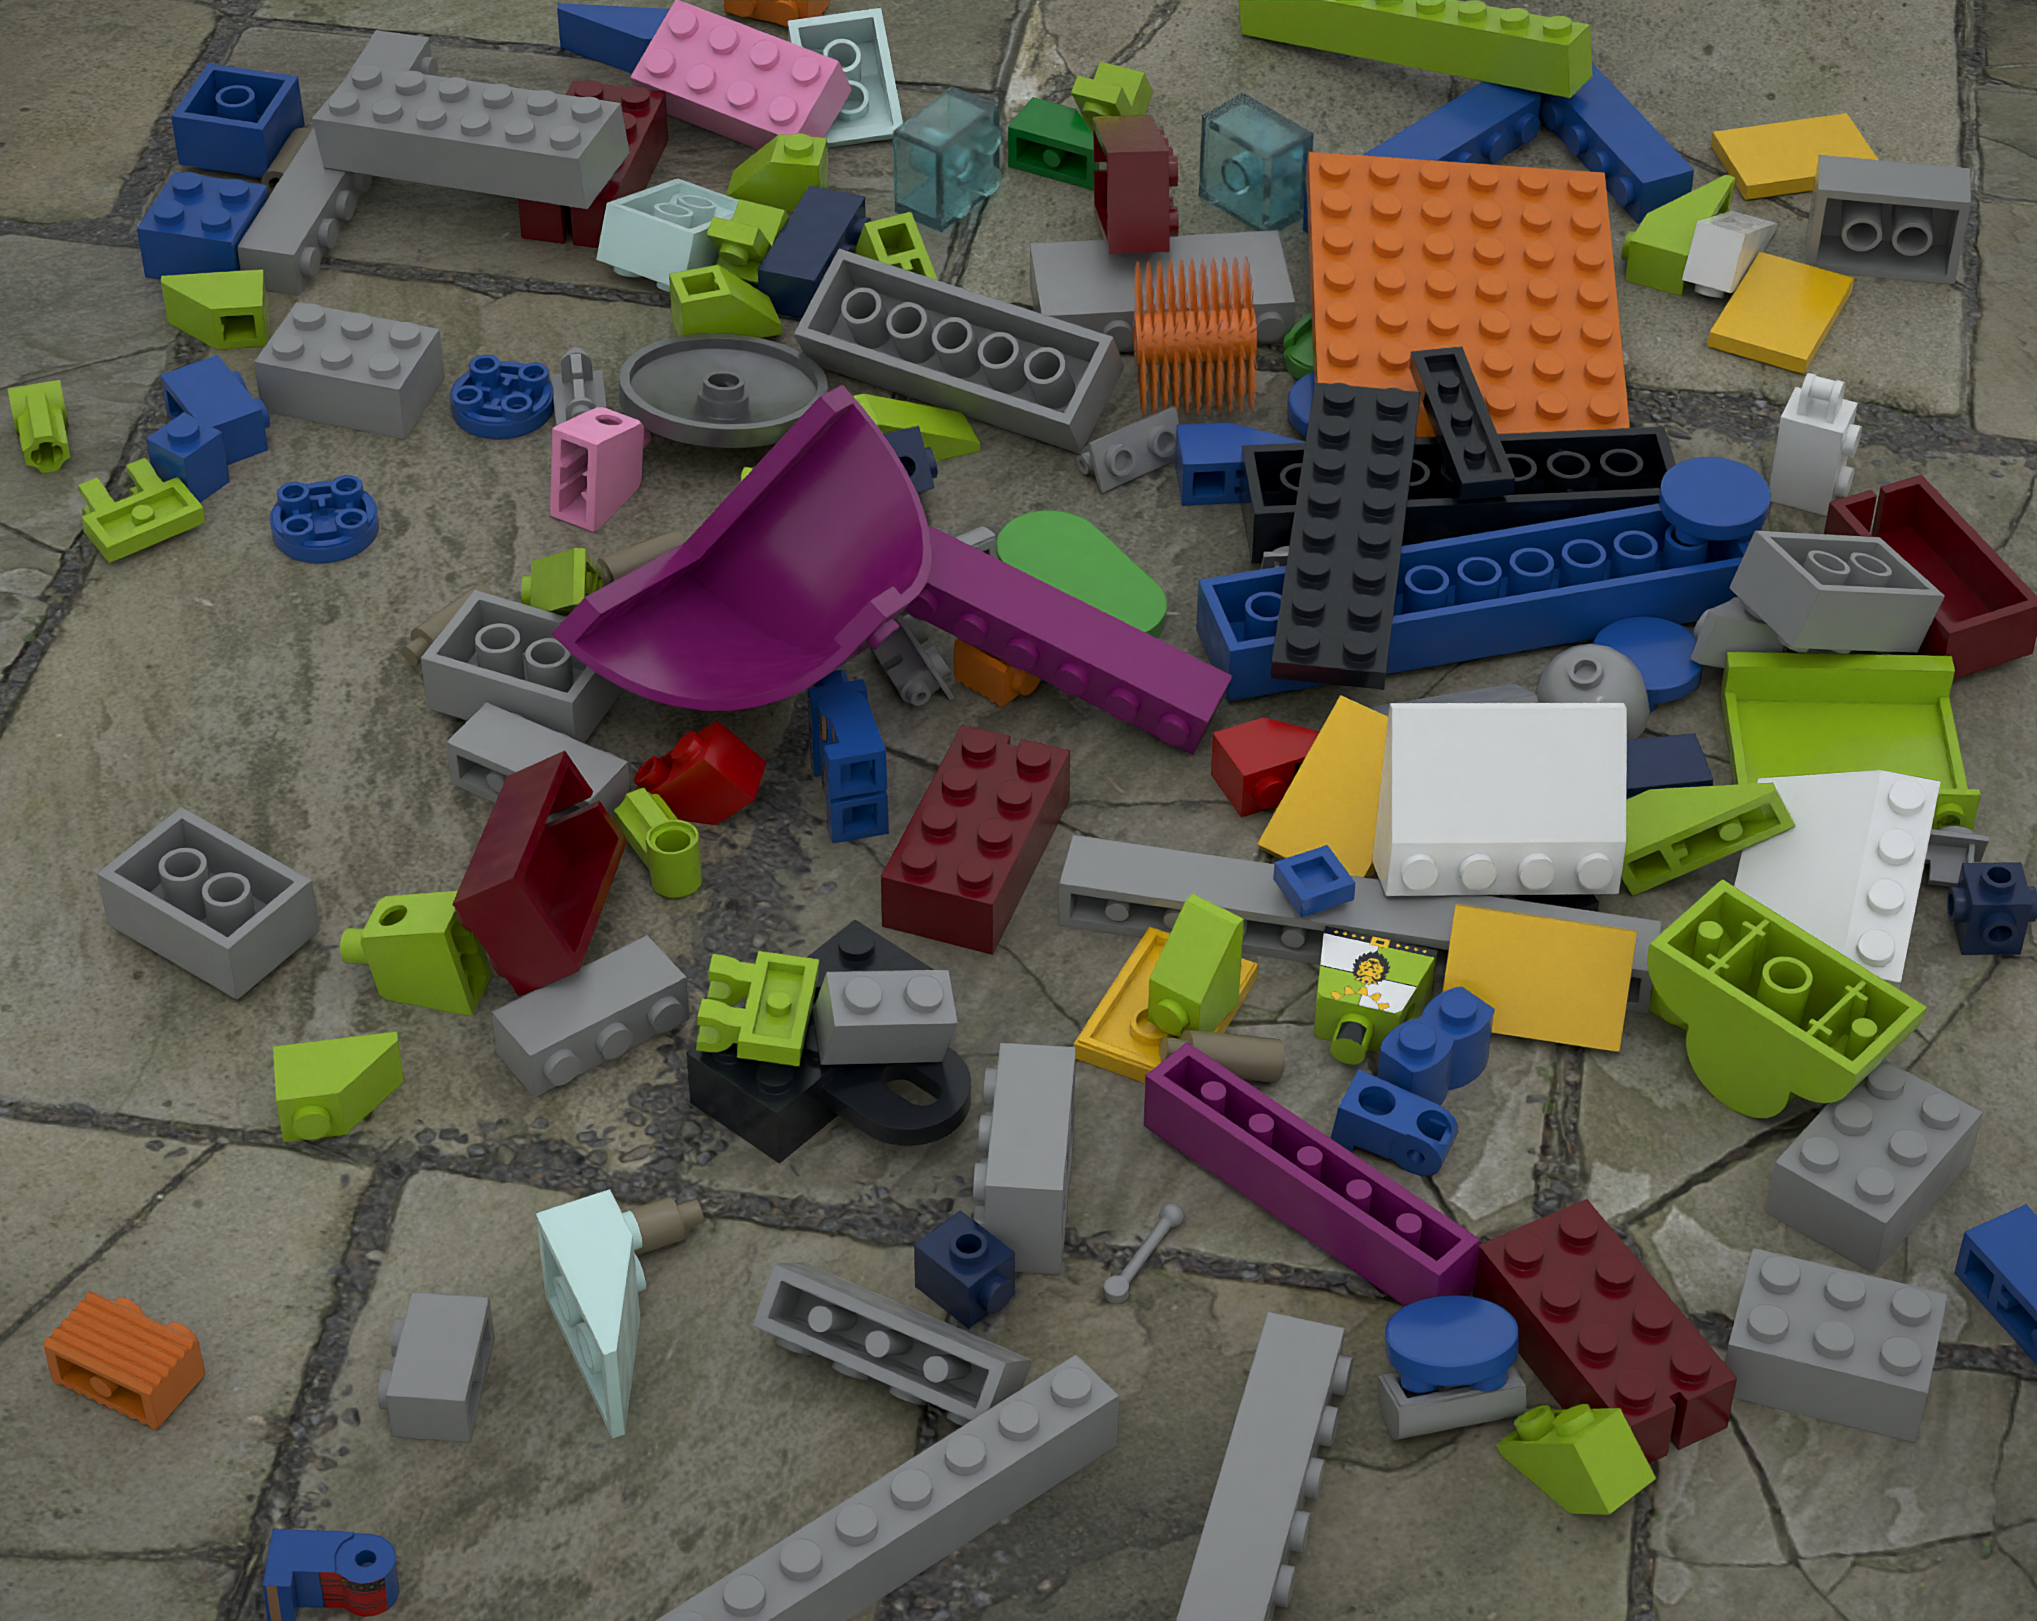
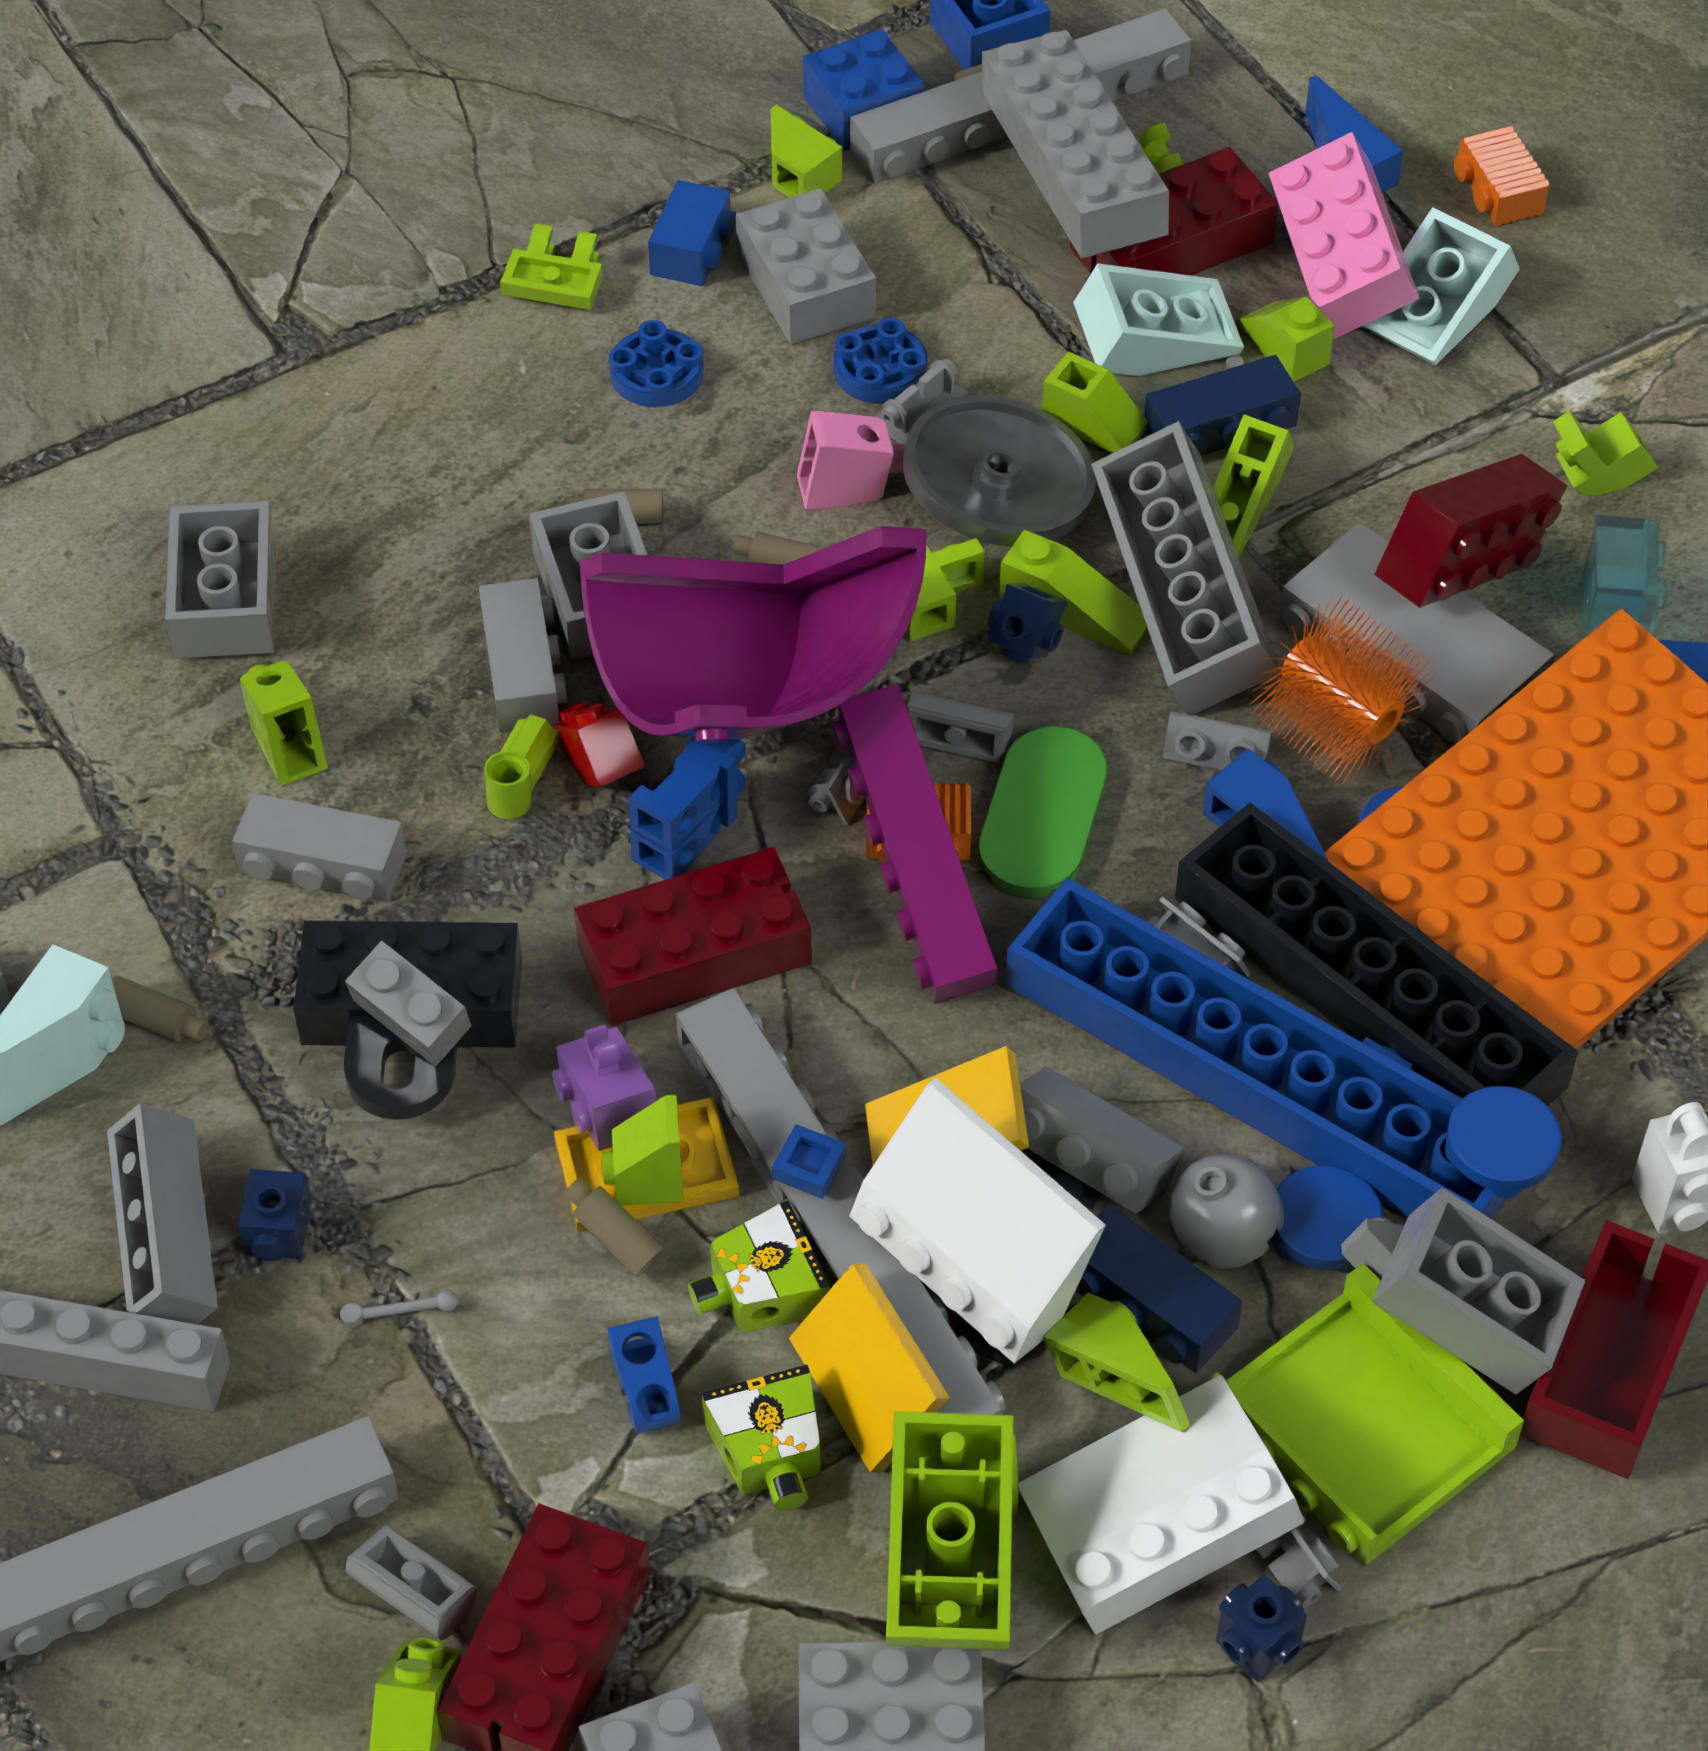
camera: 50 degrees right, 10 degrees up
(41, 422) = (593, 153): lime piece -> none
(190, 452) = (625, 256): blue brick -> none
(333, 1083) = (132, 760): lime slope -> none
(538, 884) = (381, 724): dark red piece -> none
(561, 581) = (689, 532): lime slope -> none
(746, 238) = (1188, 361): lime brick -> none
(776, 1009) = (344, 944): lime plate -> none
(947, 158) = (1401, 406): clear light blue brick -> none
(1028, 1153) = (390, 1178): light grey brick -> none
(1052, 143) = (1518, 432): green slope -> none
(1082, 970) = (601, 1082): none -> medium lavender brick
(1258, 762) = (938, 1041): red slope -> none
(1308, 1180) = (525, 1361): magenta brick -> none
(1347, 537) = (1209, 932): black plate -> none
(1440, 1048) = (724, 1351): blue brick -> none
(1452, 1343) = (436, 1548): blue tile -> none
(1462, 423) = (1412, 918): black plate -> none
(1531, 1084) = (767, 1434): none -> torso

